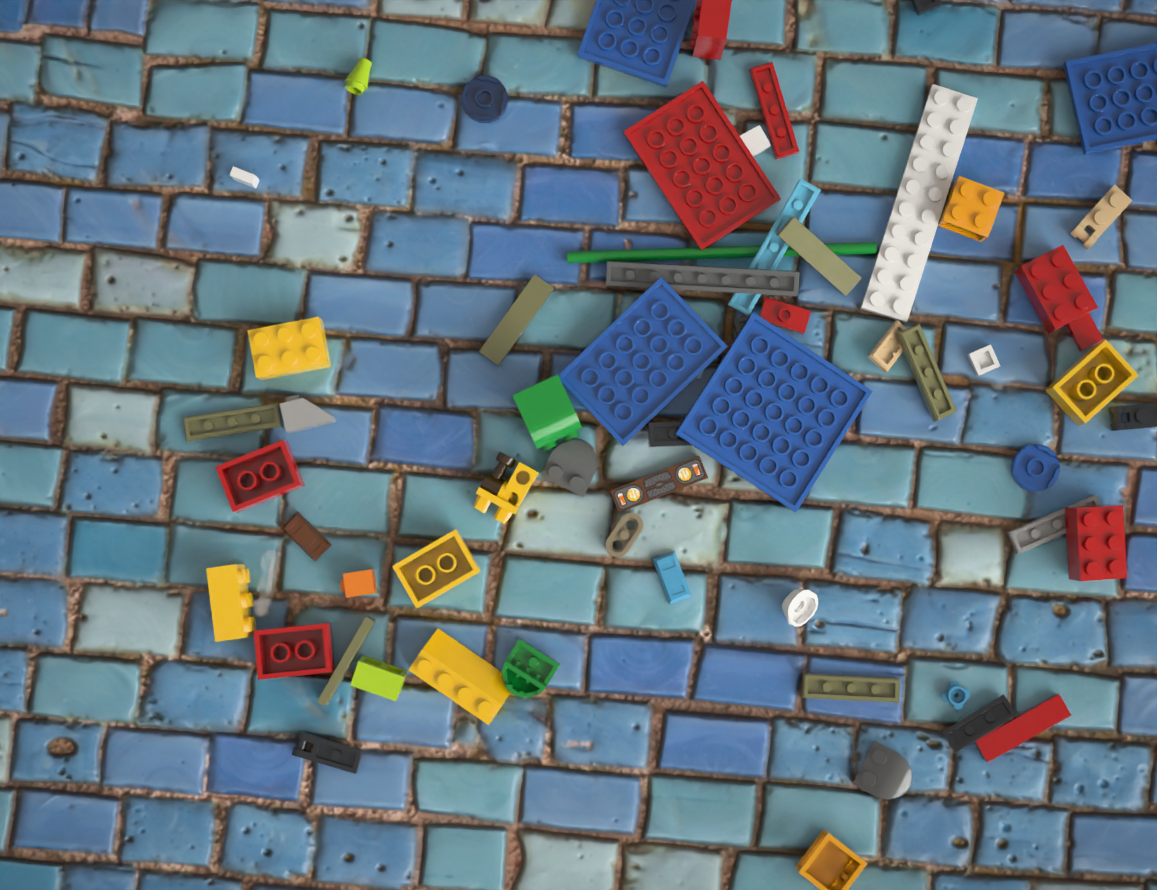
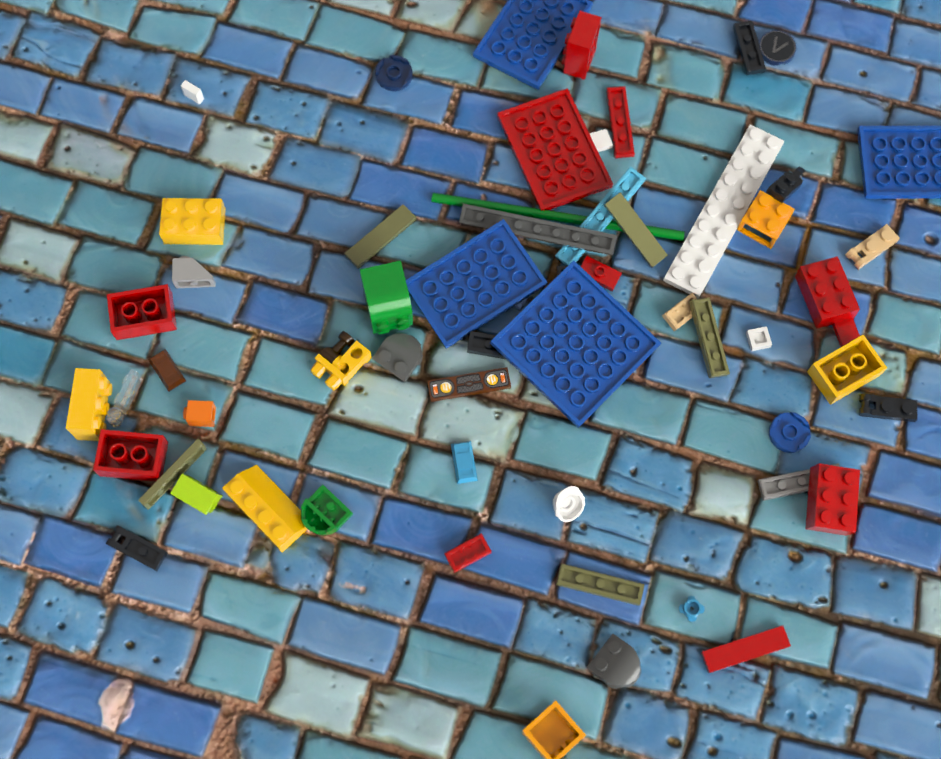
camera: 10 degrees right, 15 degrees down
(232, 422) = (131, 270): olive tile -> none
(359, 76) = (299, 40): lime cone -> none
(436, 568) = (267, 412): yellow brick -> none
(624, 535) = (430, 418): dark tan plate -> none
(698, 683) = (467, 553): none -> red plate
(979, 724) = (707, 637): black plate -> none
(989, 160) = (786, 185): none -> black hinge

